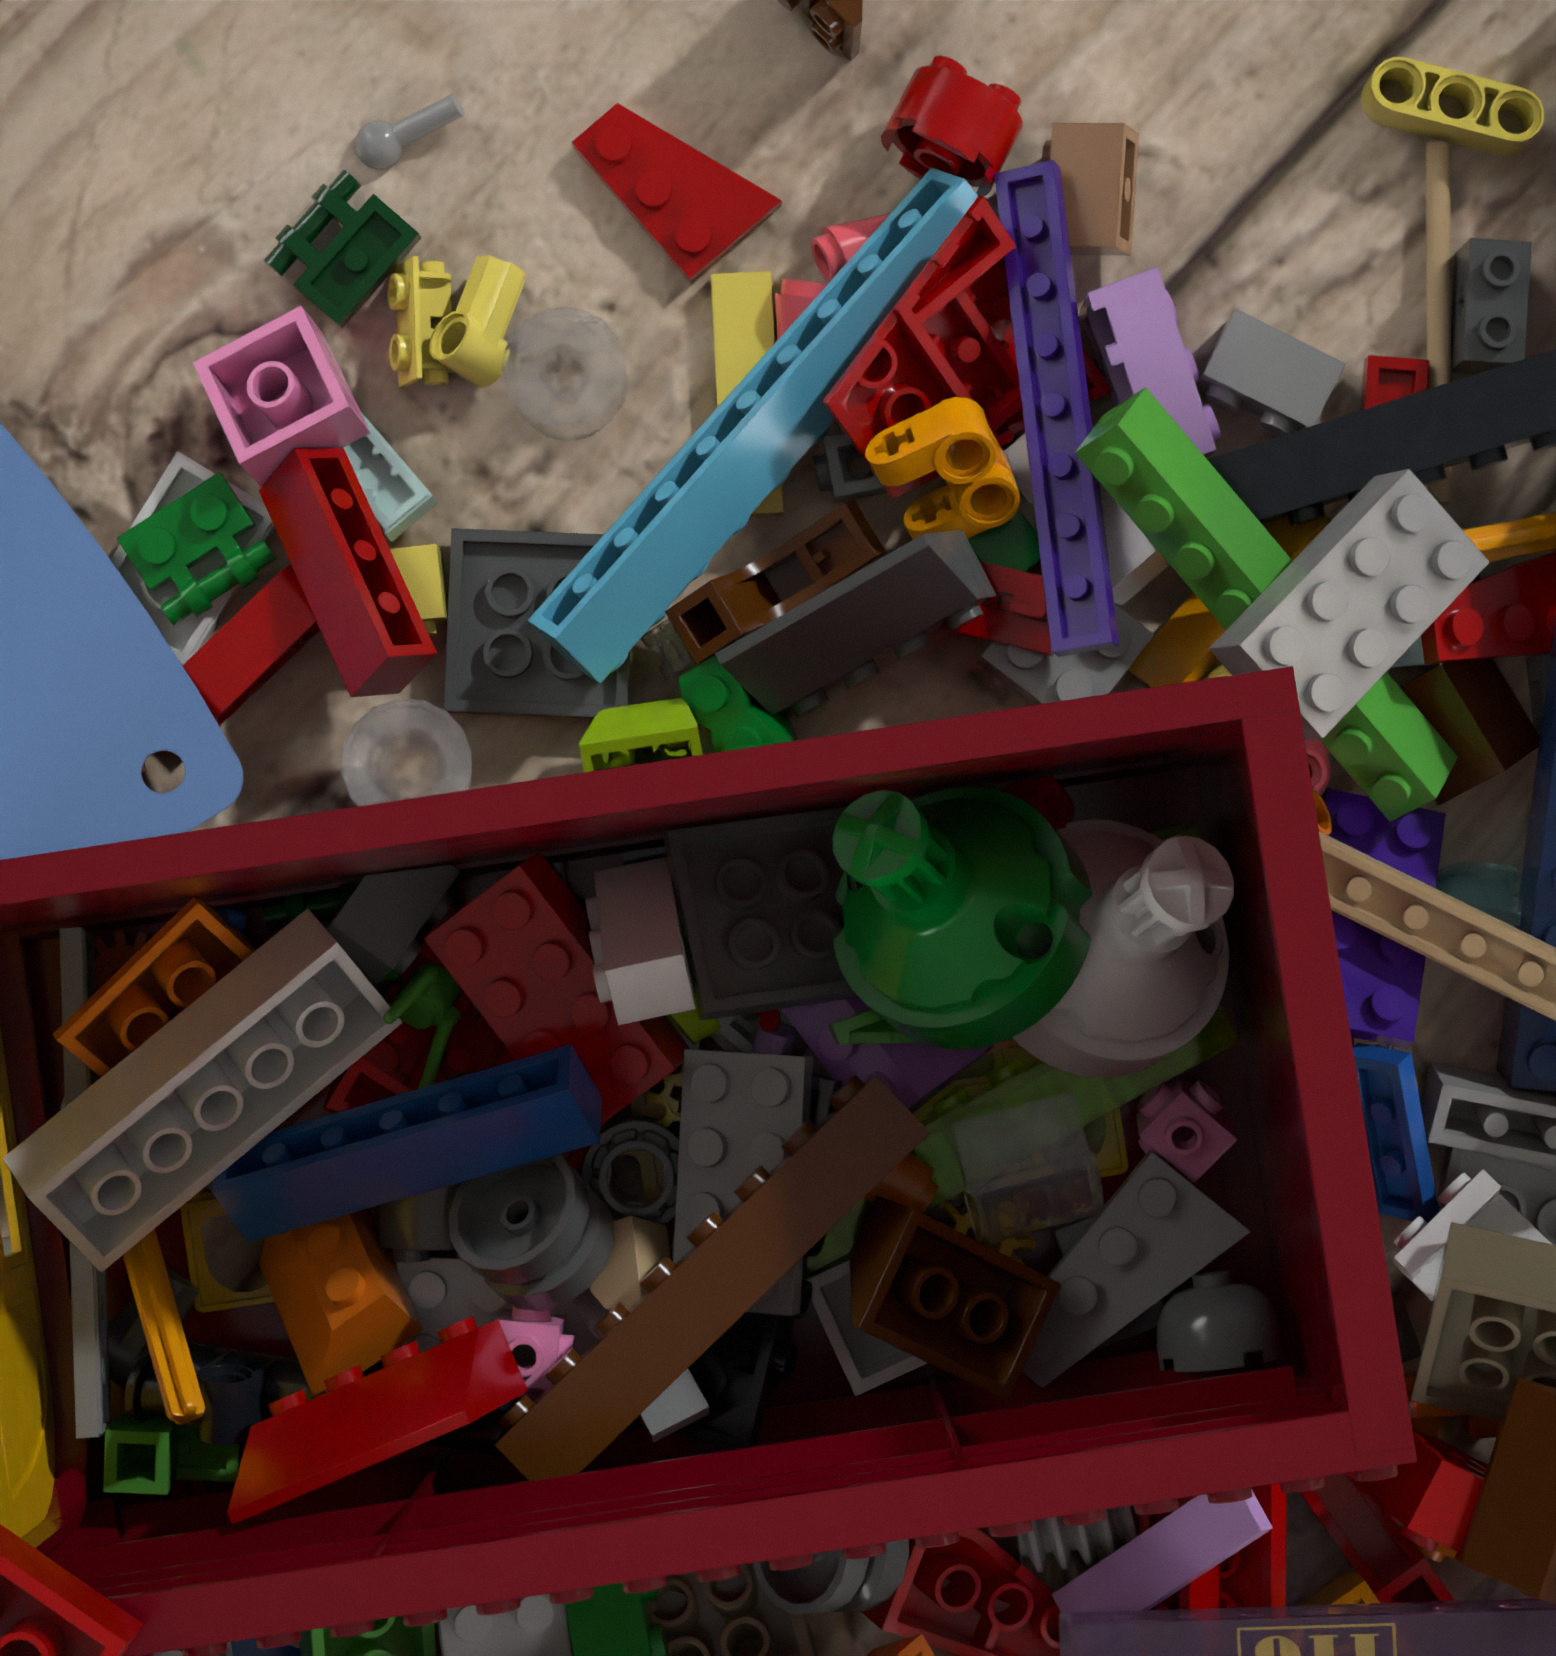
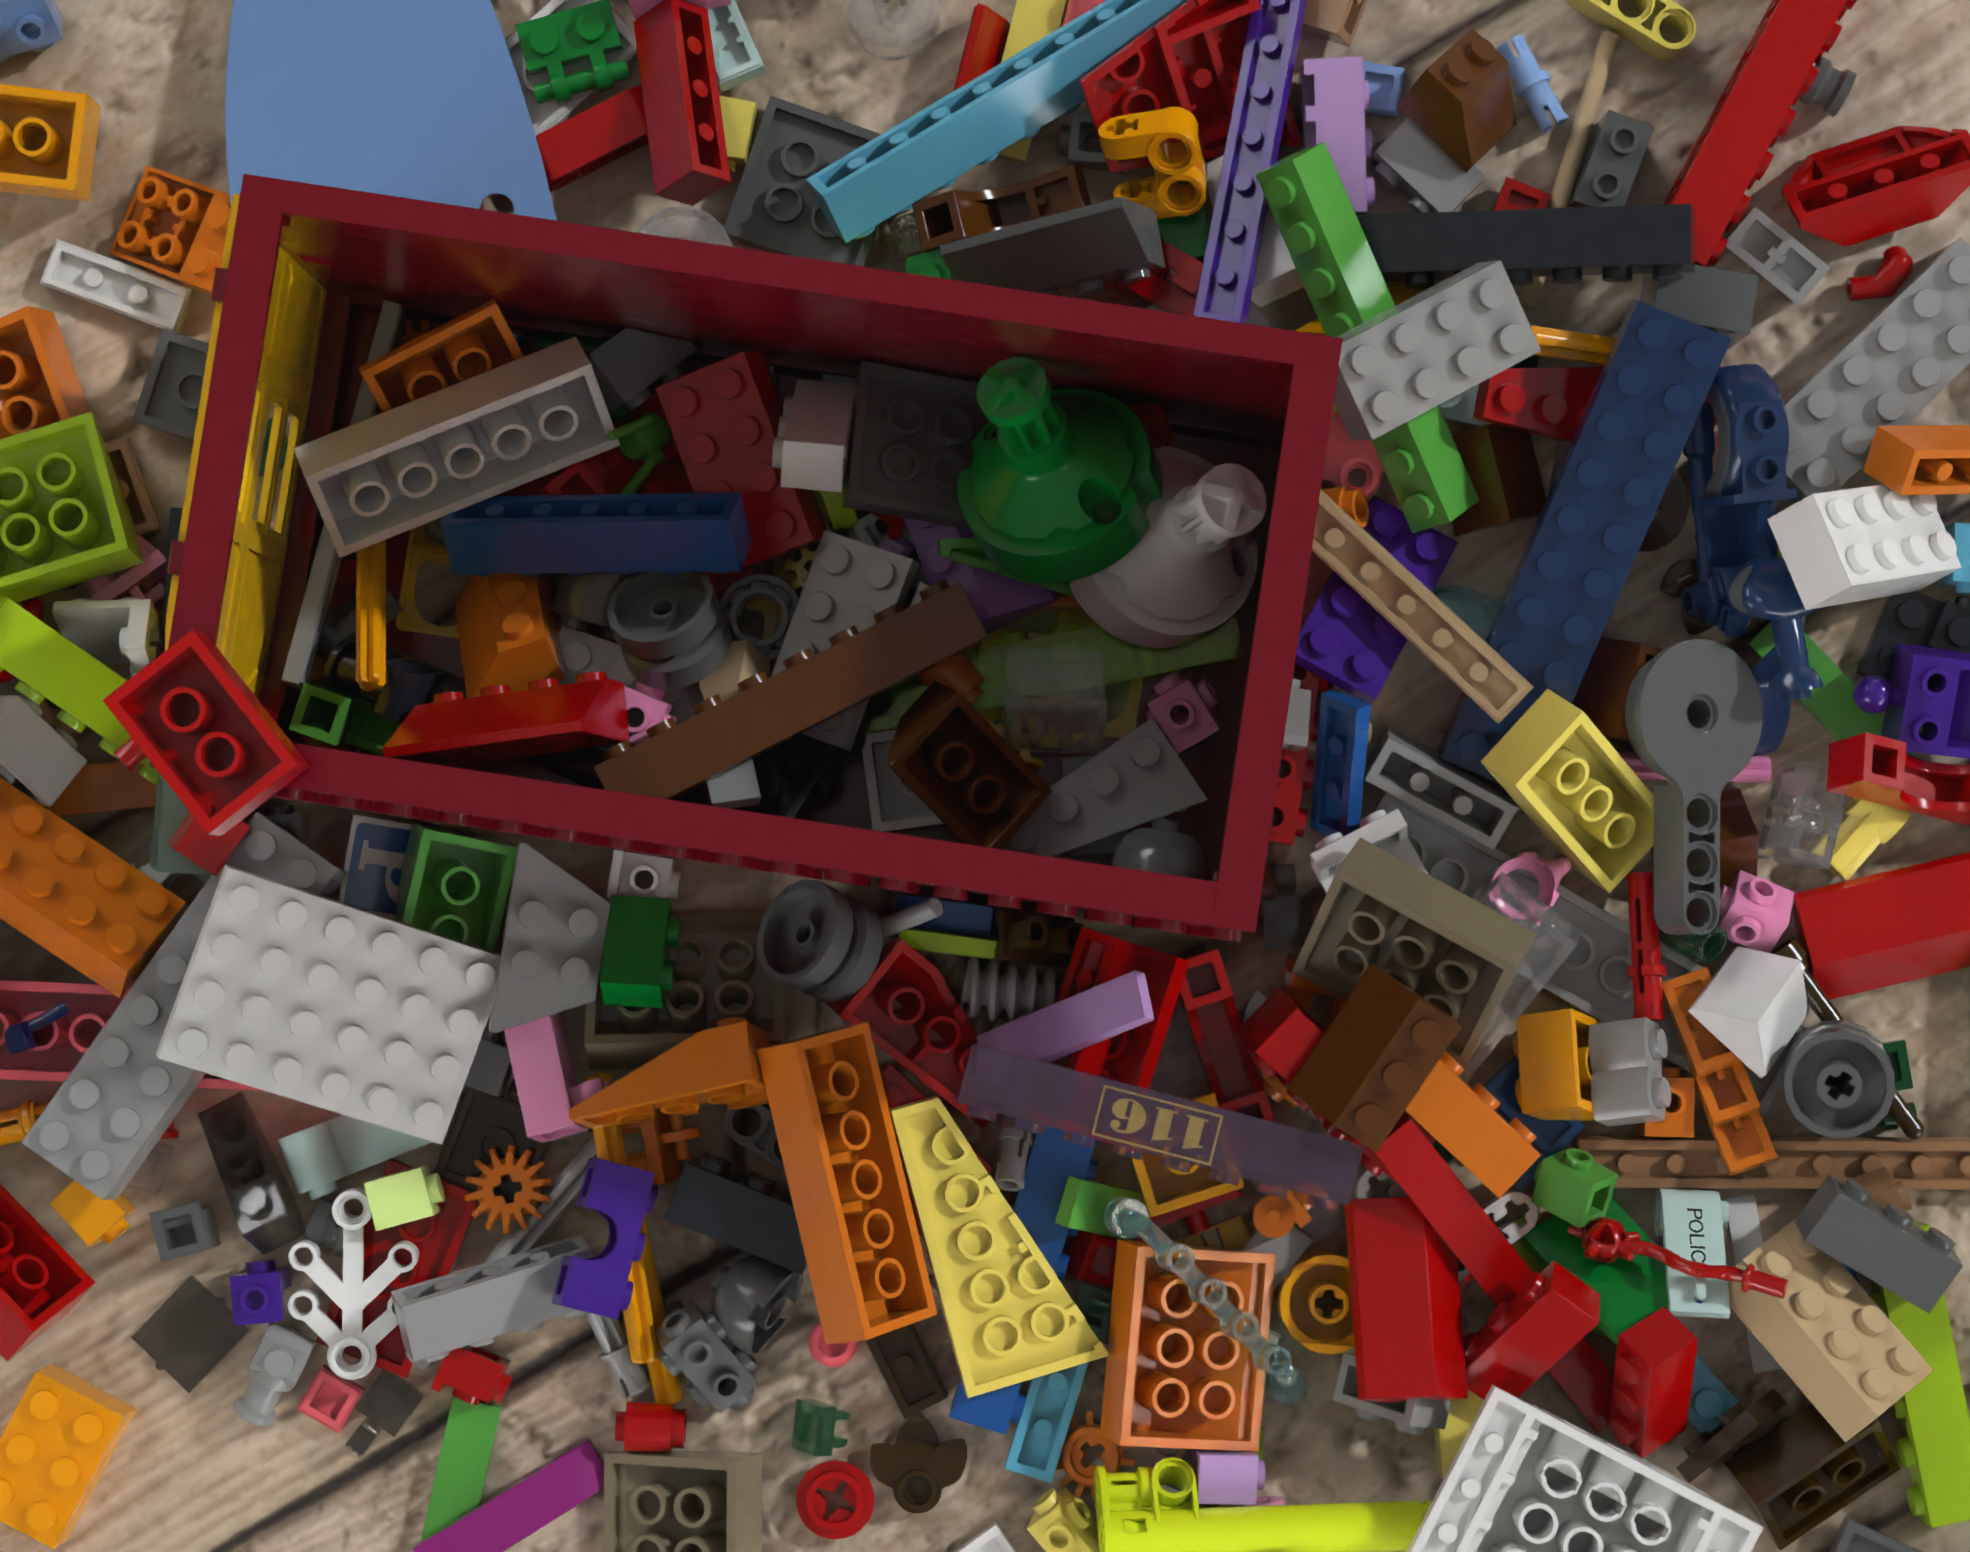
camera: 15 degrees right, 0 degrees up
(690, 390) = (983, 44): none -> red slope
(1188, 291) = (1384, 88): none -> light blue tile
(1290, 280) = (1464, 100): none -> reddish brown slope
(1363, 232) = (1532, 84): none -> light blue pin

